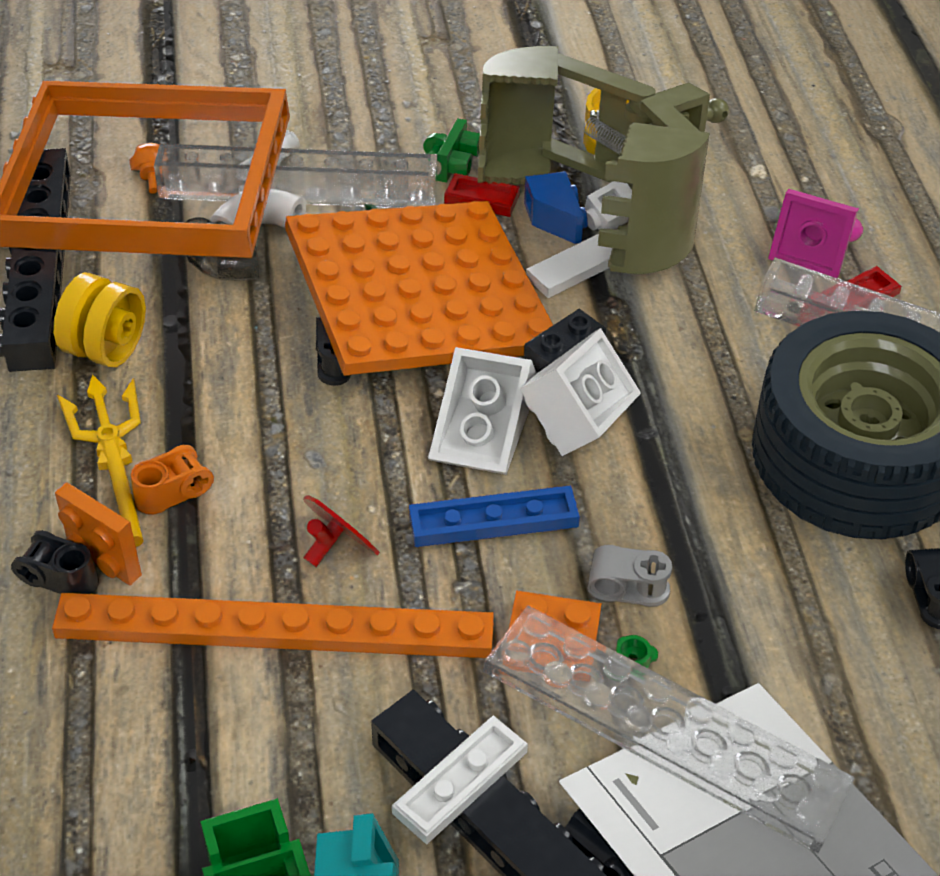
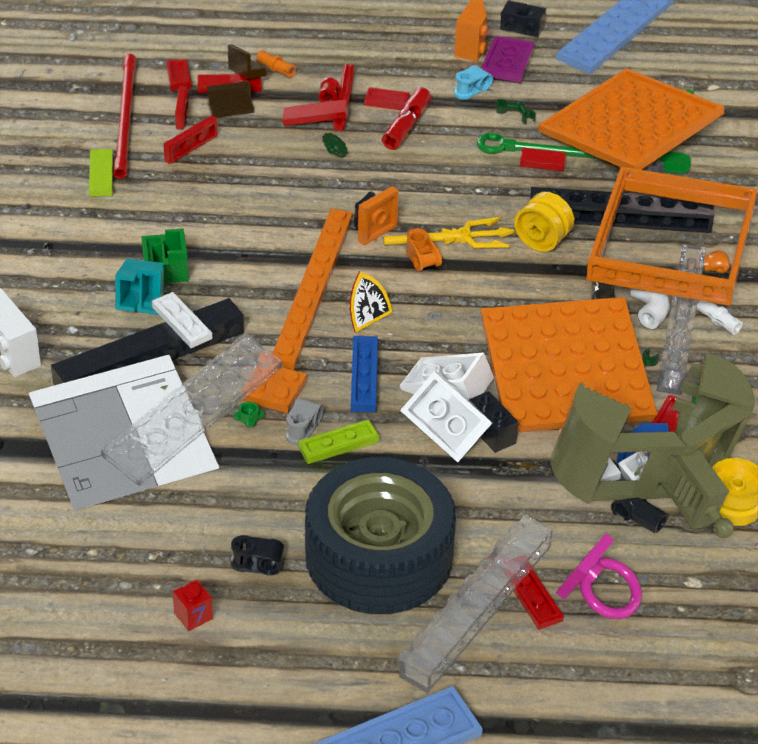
camera: 100 degrees right, 5 degrees down
(648, 530) = (338, 441): none -> lime tile

